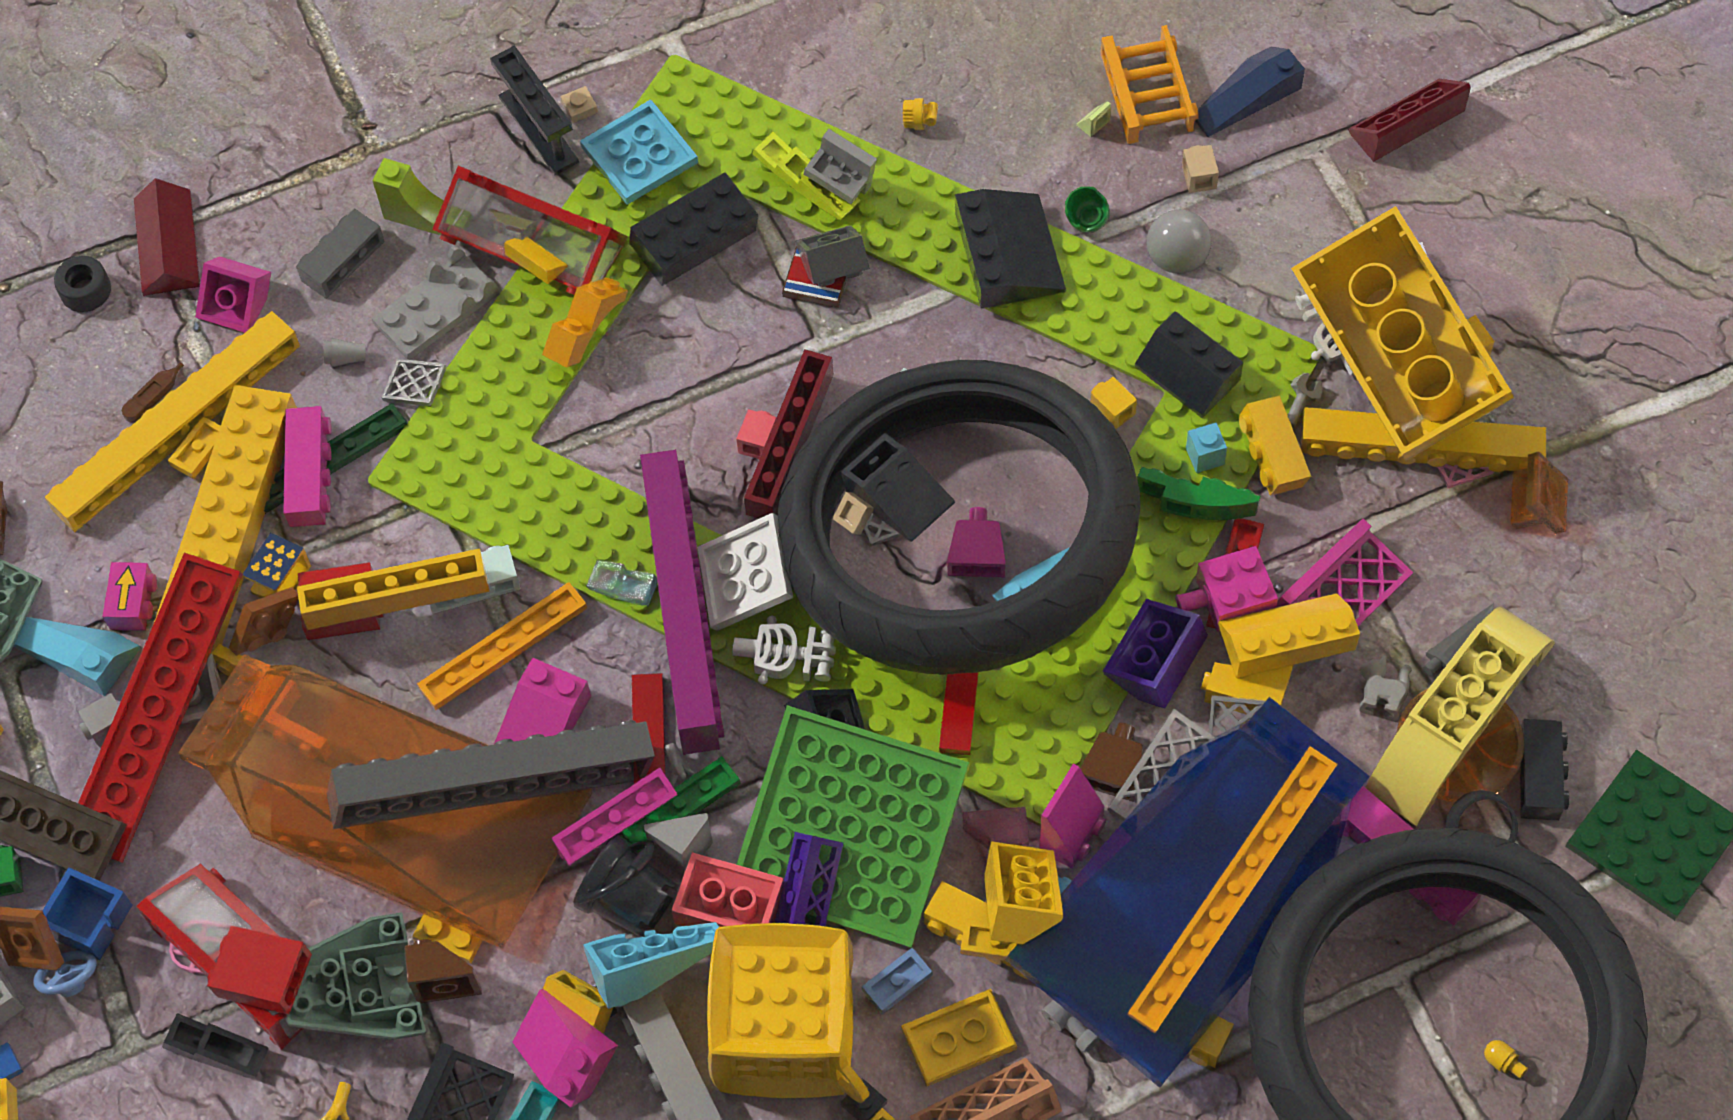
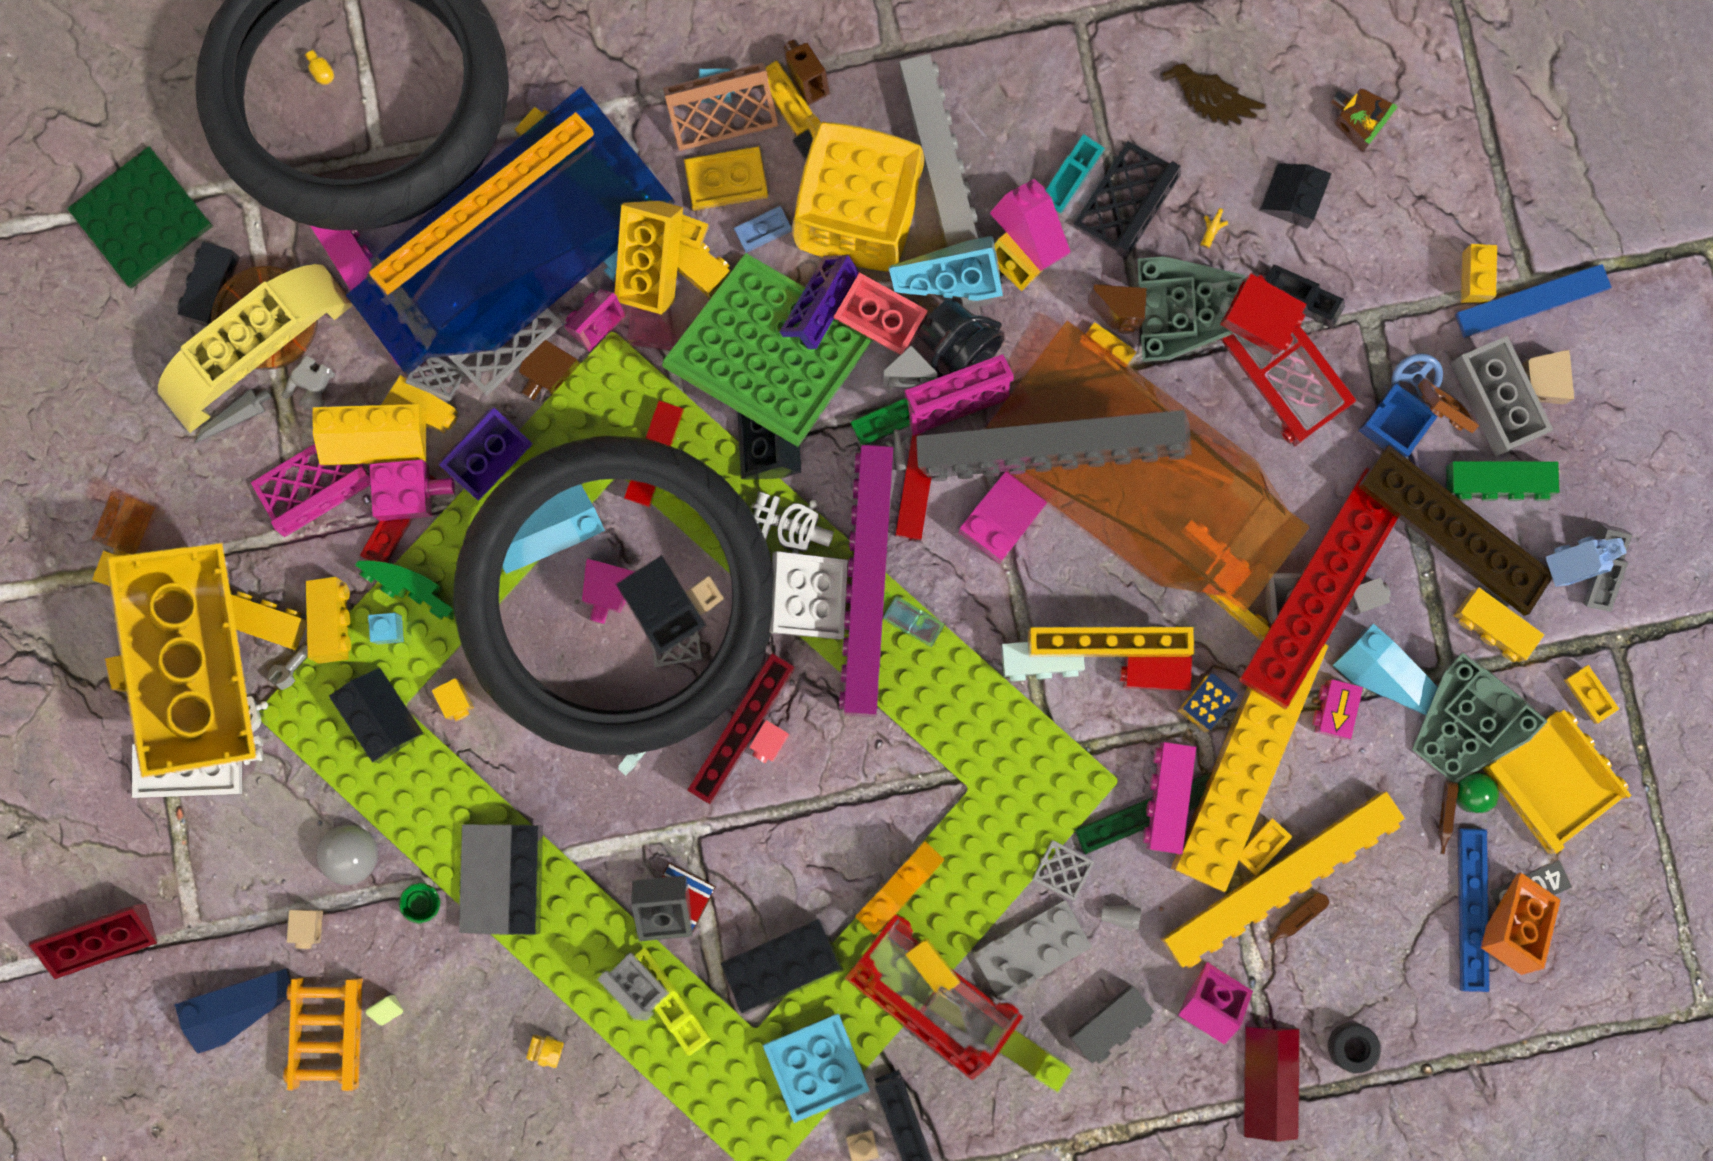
camera: 170 degrees left, 20 degrees up
(264, 621) = (1223, 642): dark orange plate -> none
(502, 646) = (1024, 589): light orange plate -> none
(1466, 800) = (276, 259): black tyre -> none

